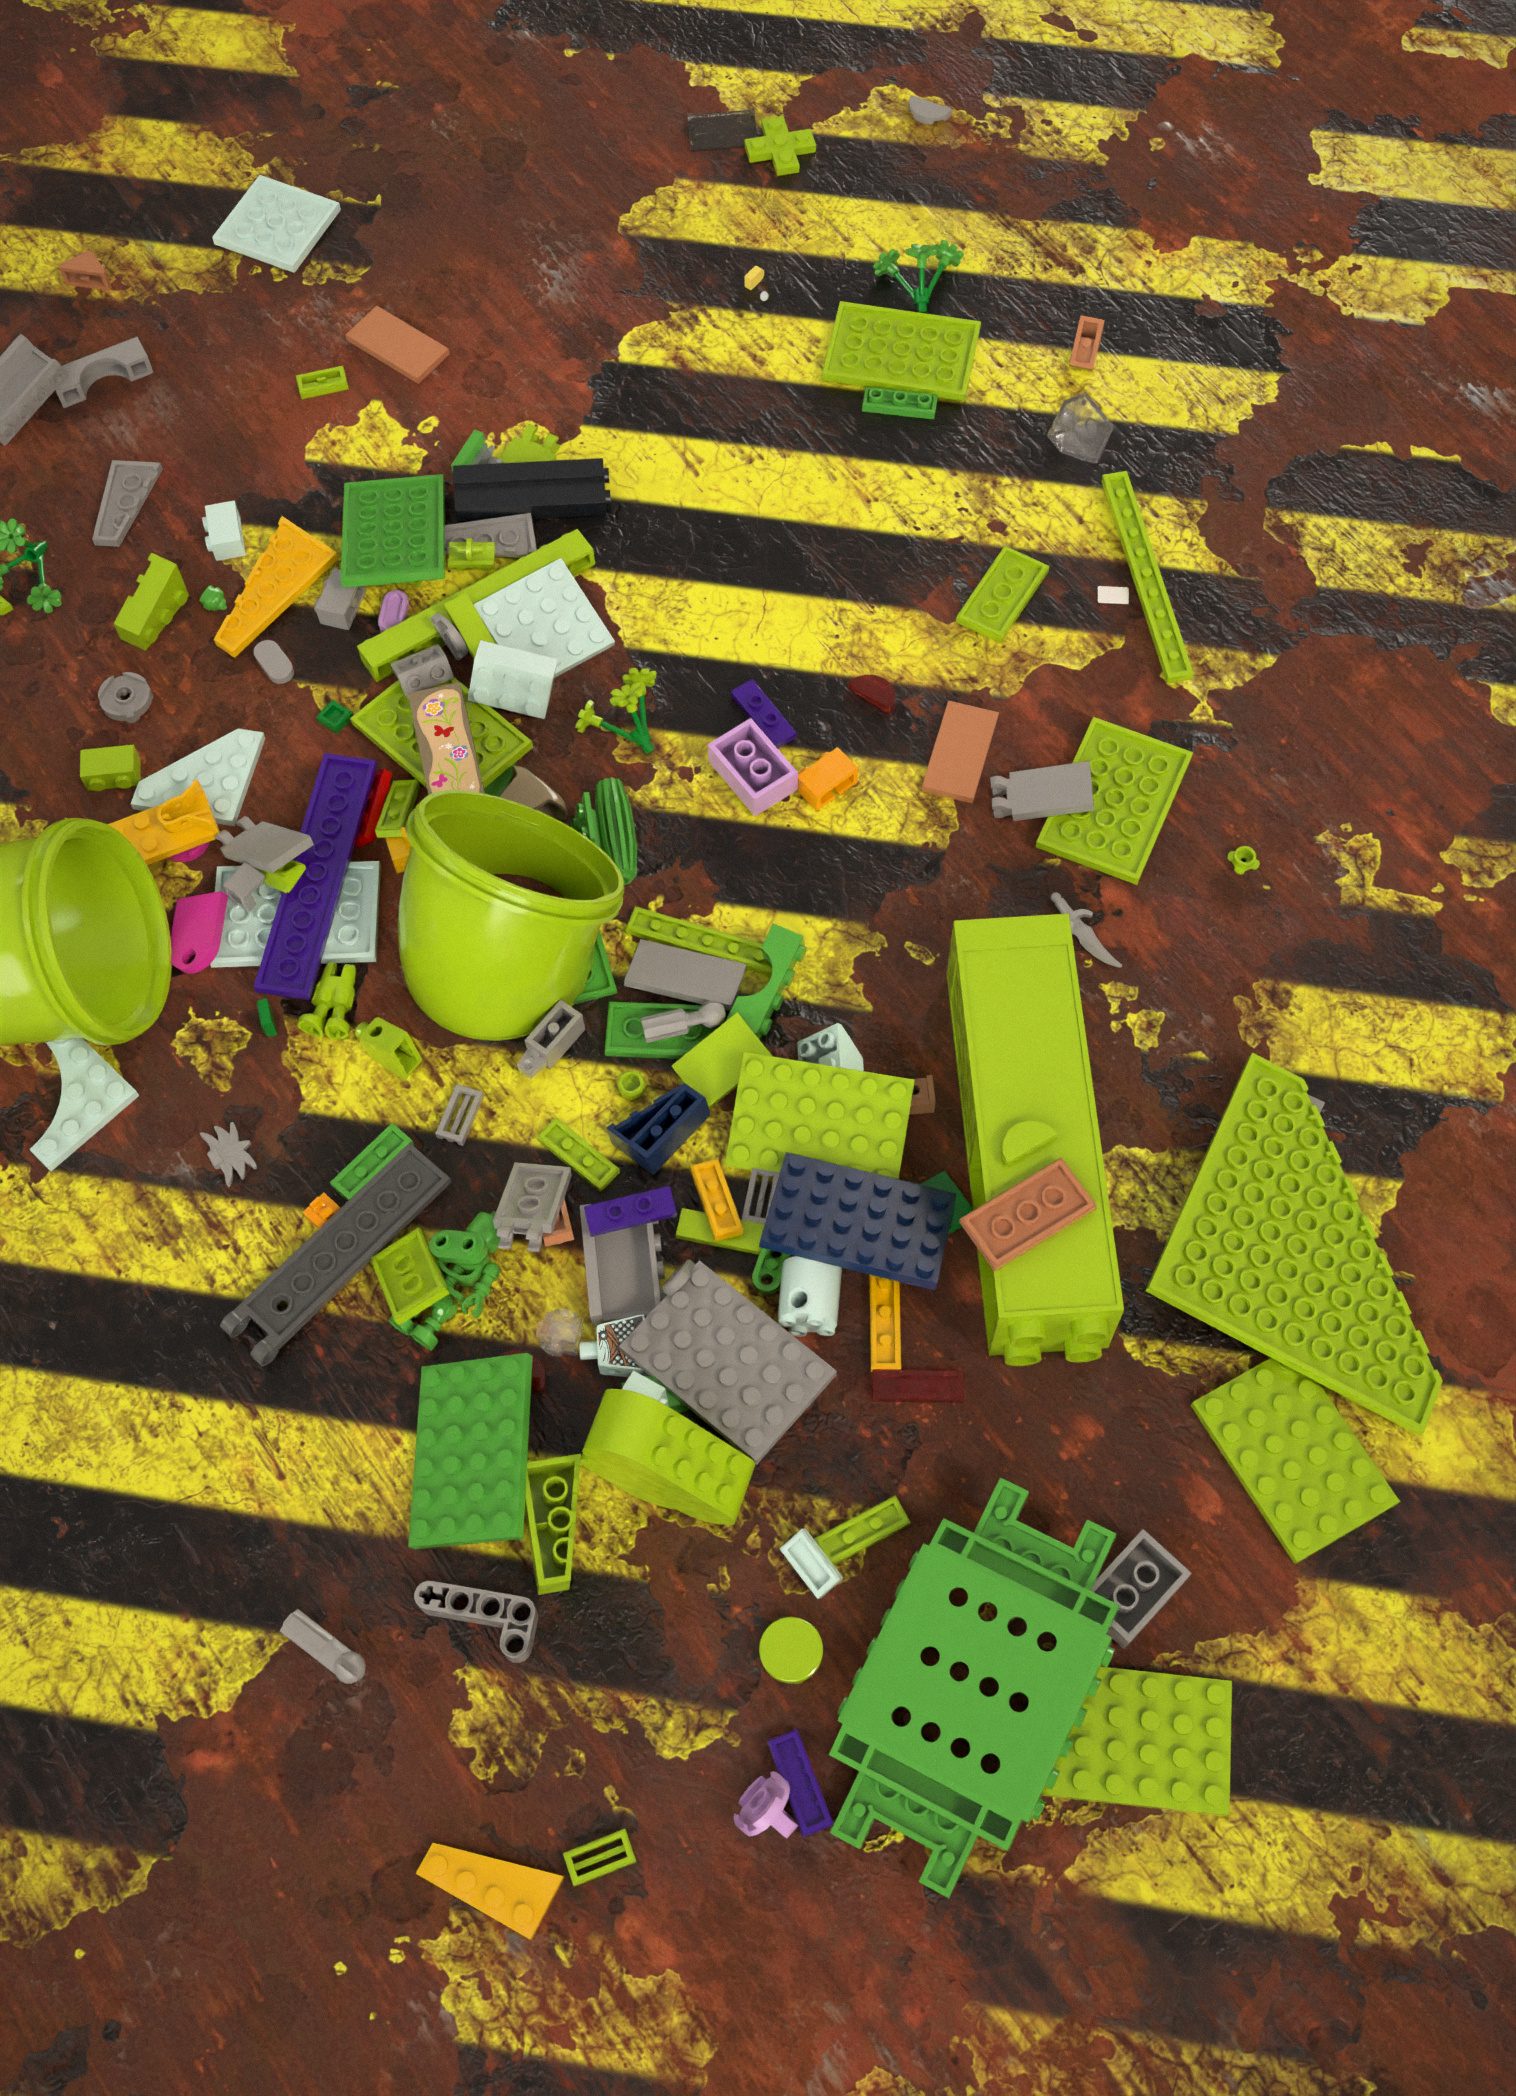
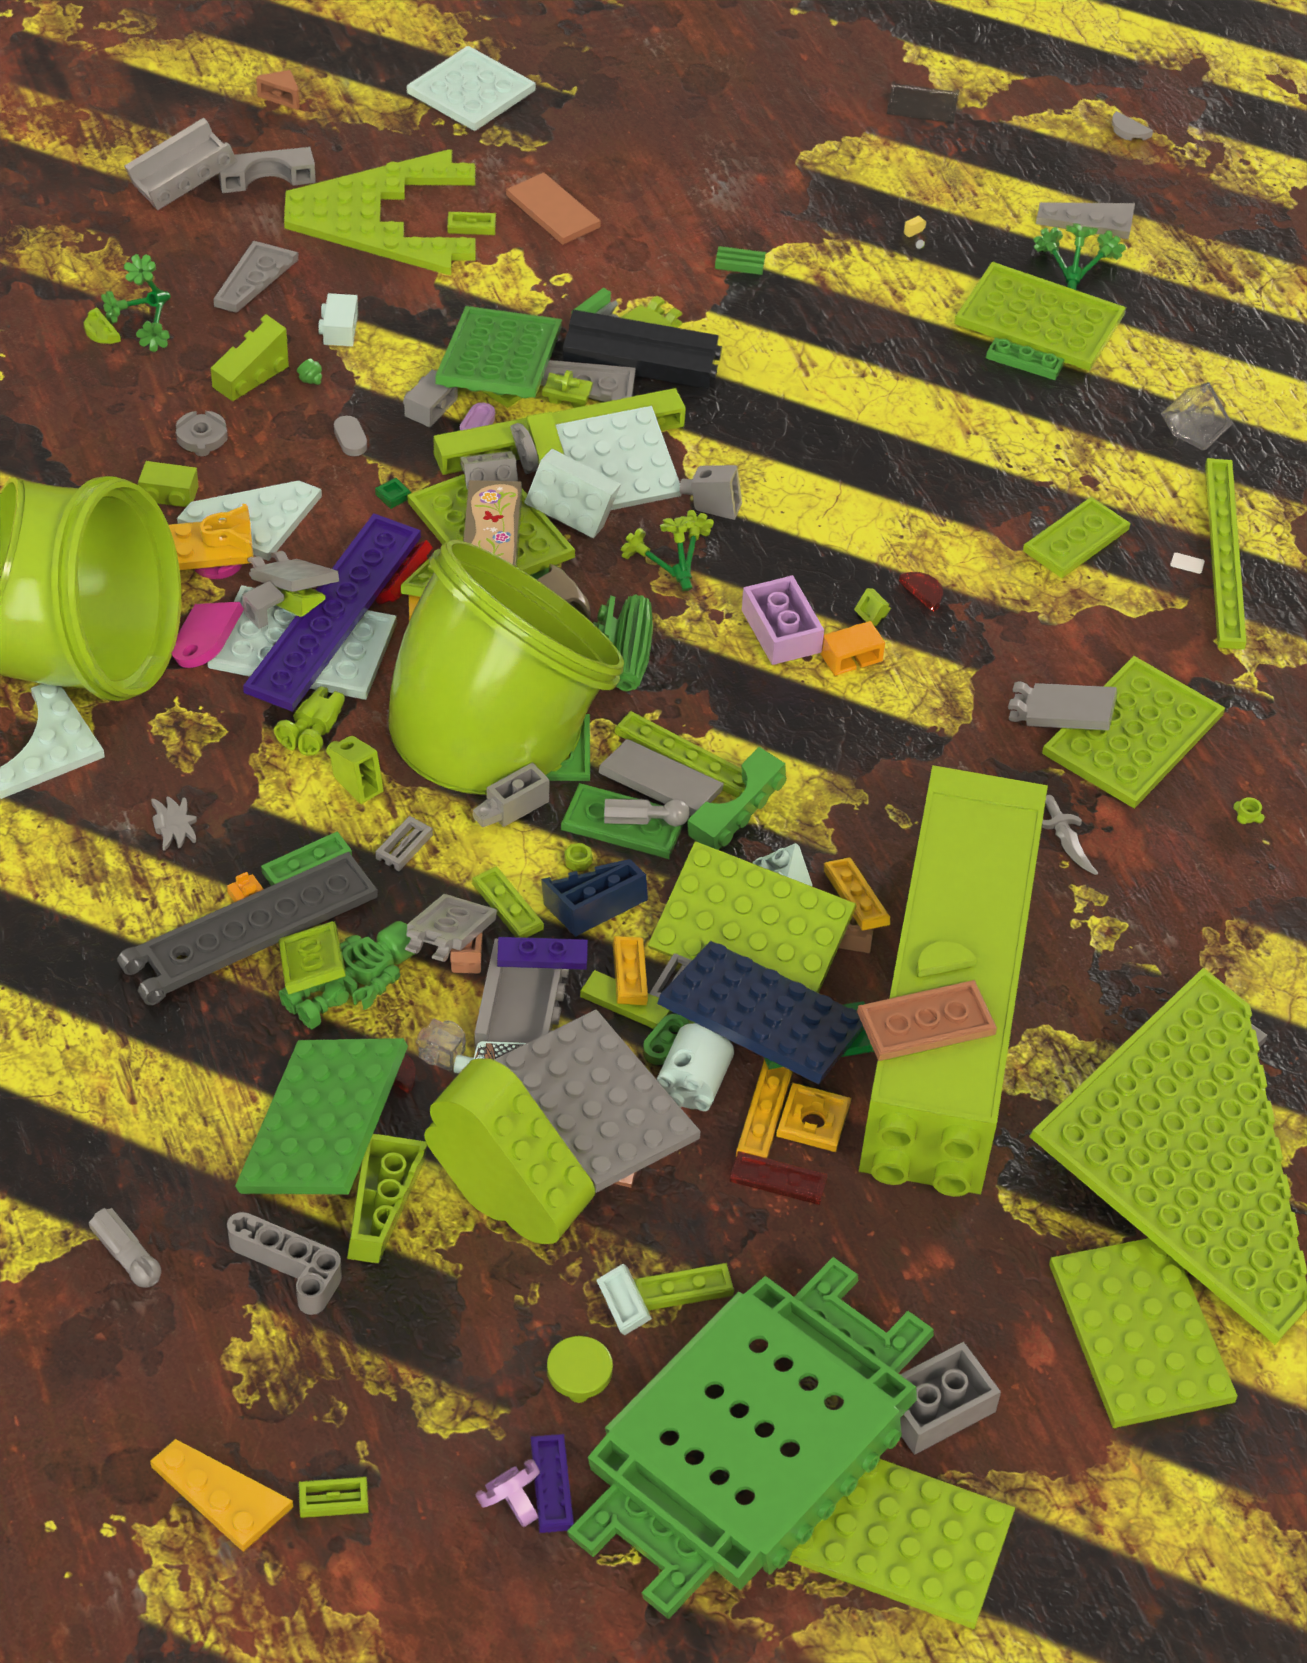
camera: 10 degrees right, 15 degrees down
(195, 403) = (350, 211): none -> lime wing
(266, 1017) = (246, 718): green tile -> none
(276, 581) = (373, 371): yellow wing -> none
(455, 1247) = (366, 943): bright green plate -> none
(595, 359) = (740, 260): none -> bright green tile
(647, 635) = (715, 490): none -> light grey torso
(678, 1278) = (568, 1019): light grey tile -> none
(716, 1061) = (666, 851): lime tile -> none
(763, 713) = (809, 581): dark purple plate -> none
(780, 145) = (974, 126): lime plate -> none
(832, 727) = (872, 607): none -> lime tile
(907, 1057) = (854, 888): none -> yellow tile
(920, 224) = (1104, 216): none -> light grey wing
(947, 1297) = (807, 1101): none -> yellow piece
(960, 752) = (992, 657): nougat tile -> none
(1087, 342) = (1225, 346): nougat slope -> none

